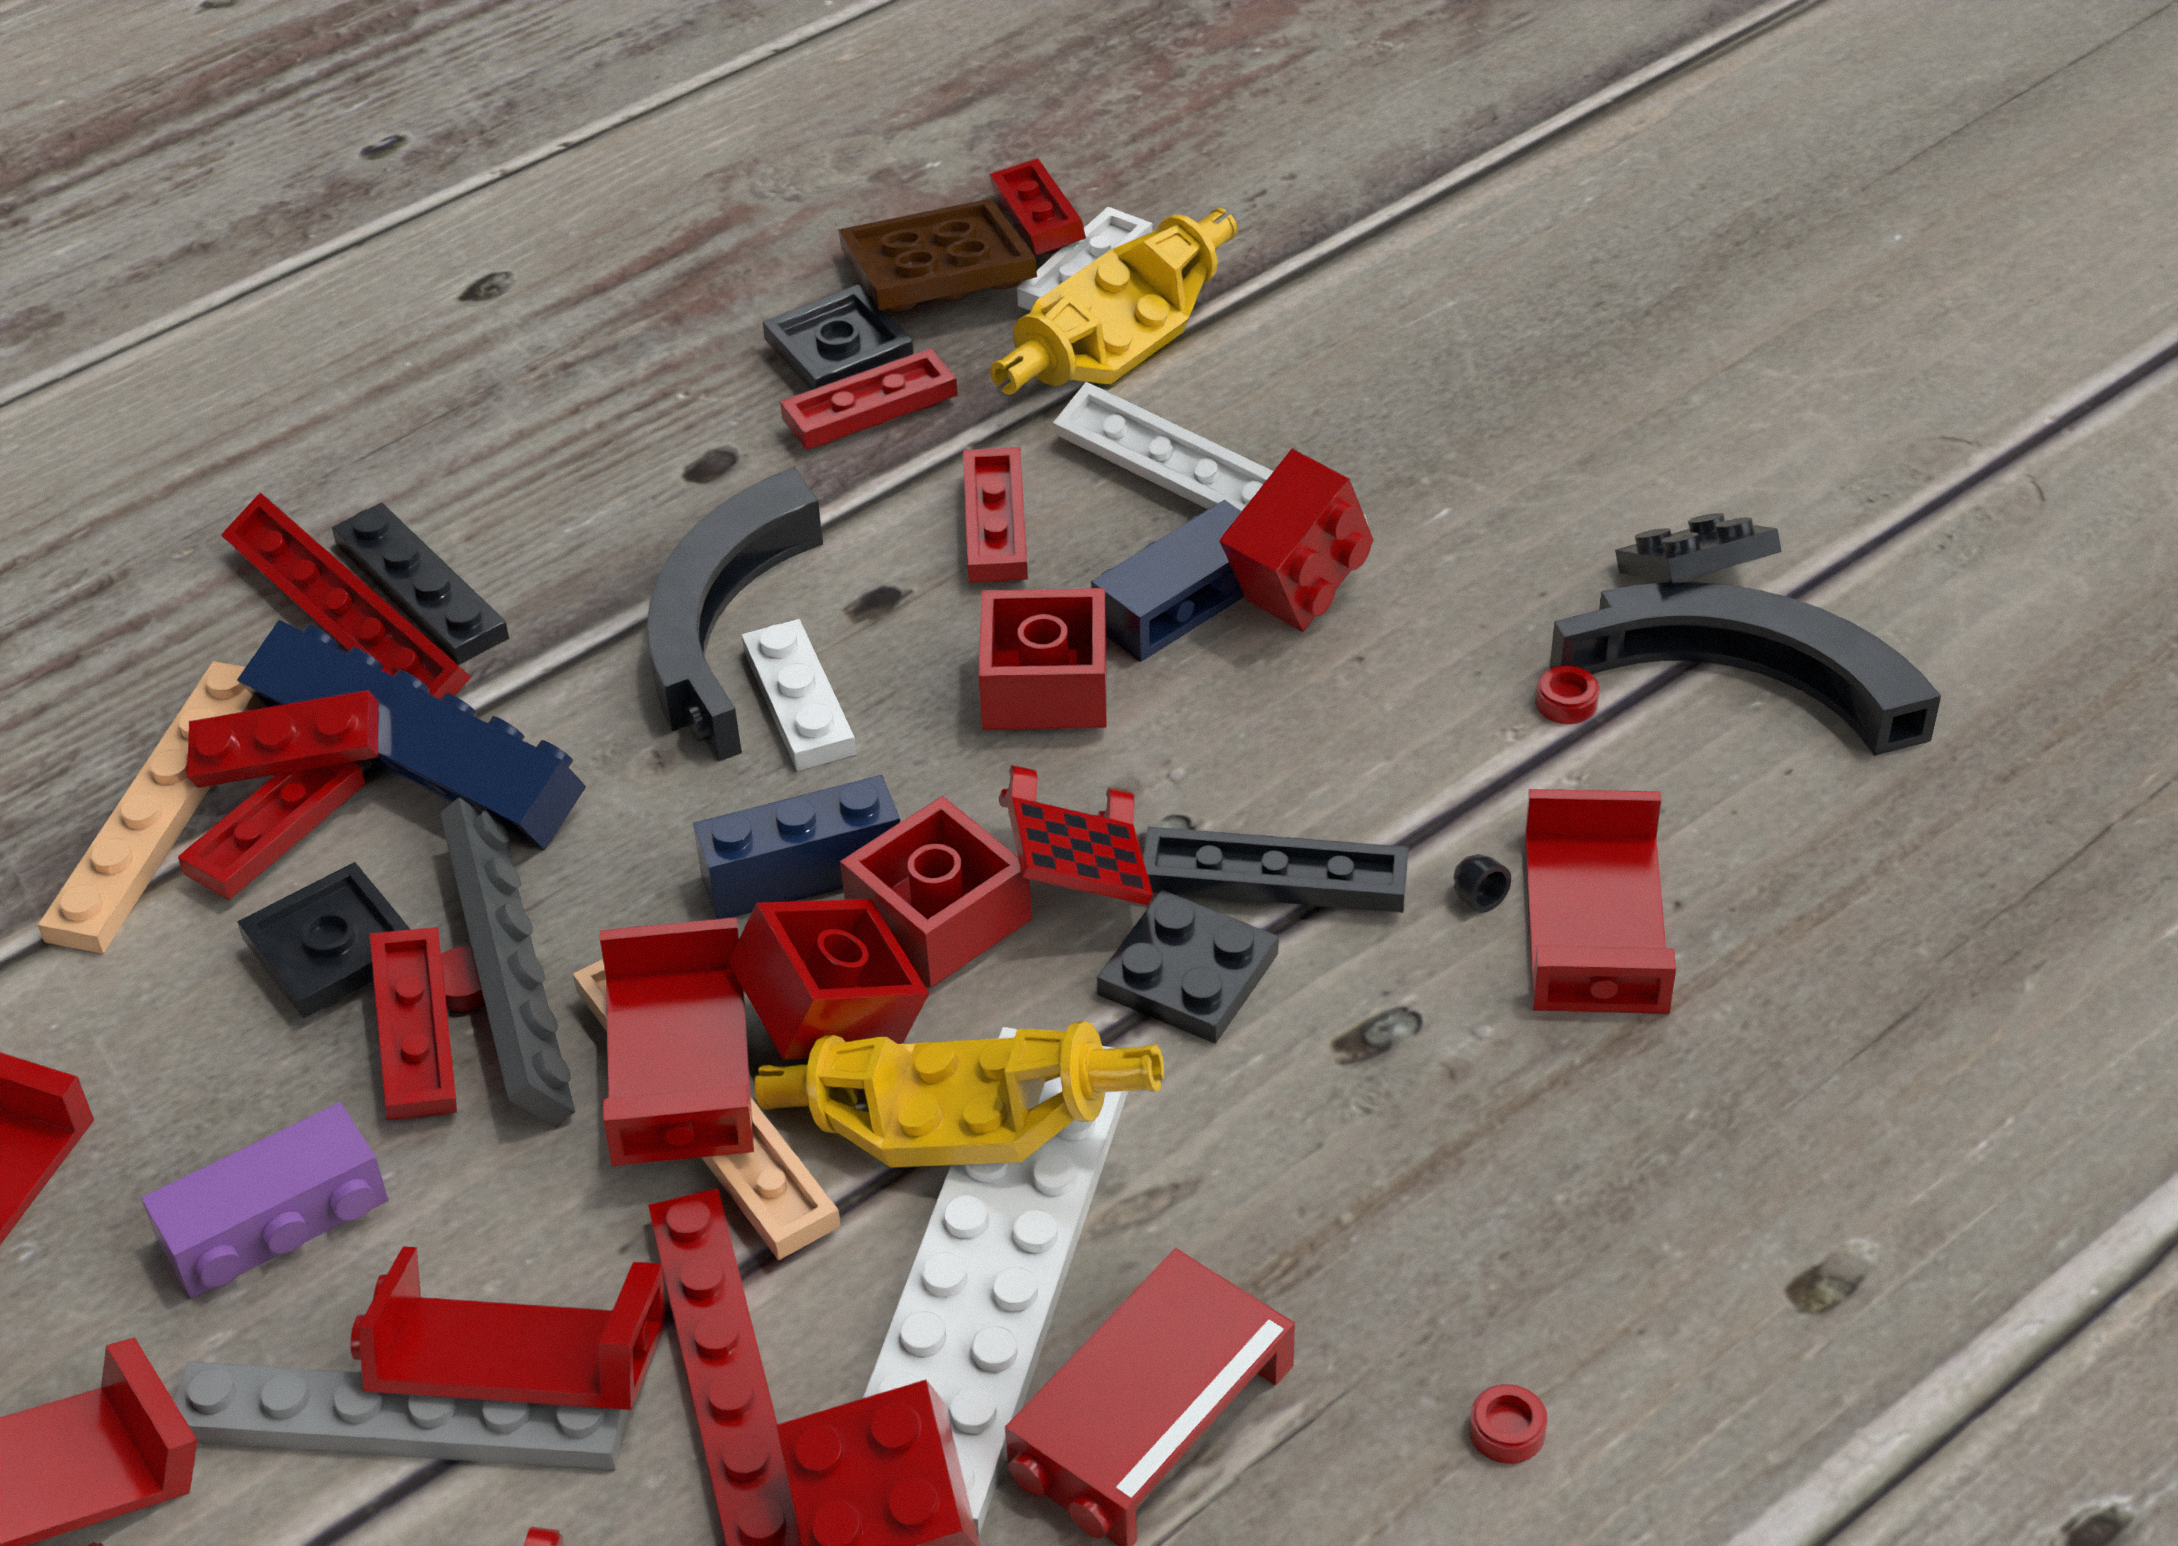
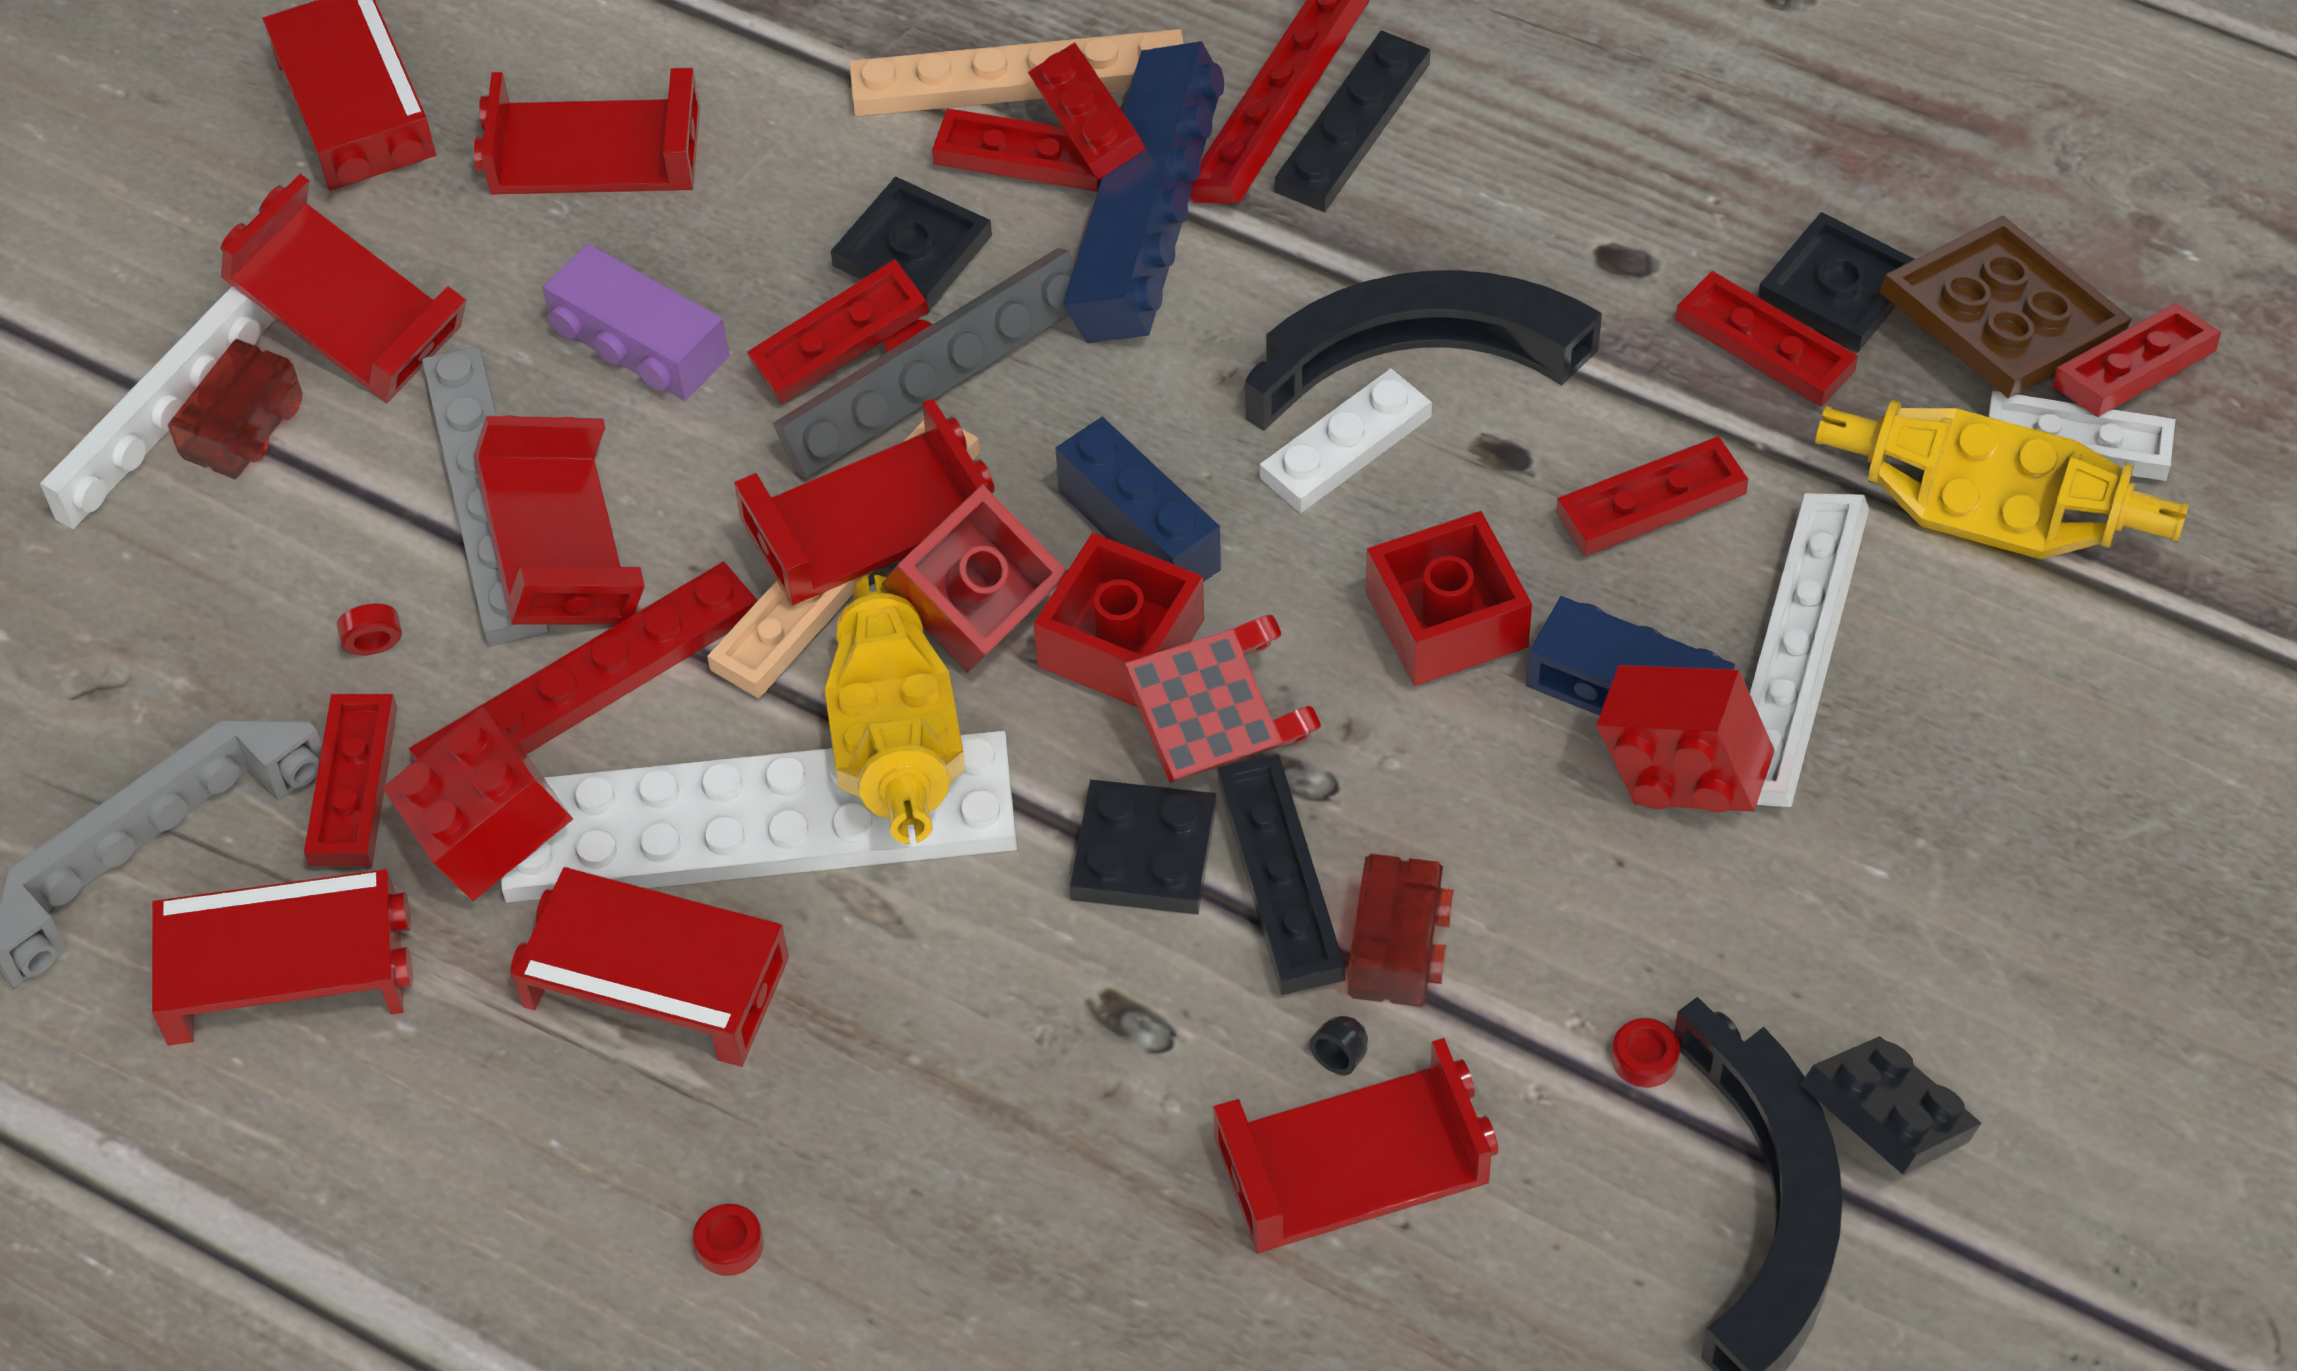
camera: 70 degrees right, 10 degrees up
(1379, 801) = (1396, 930): none -> clear red brick

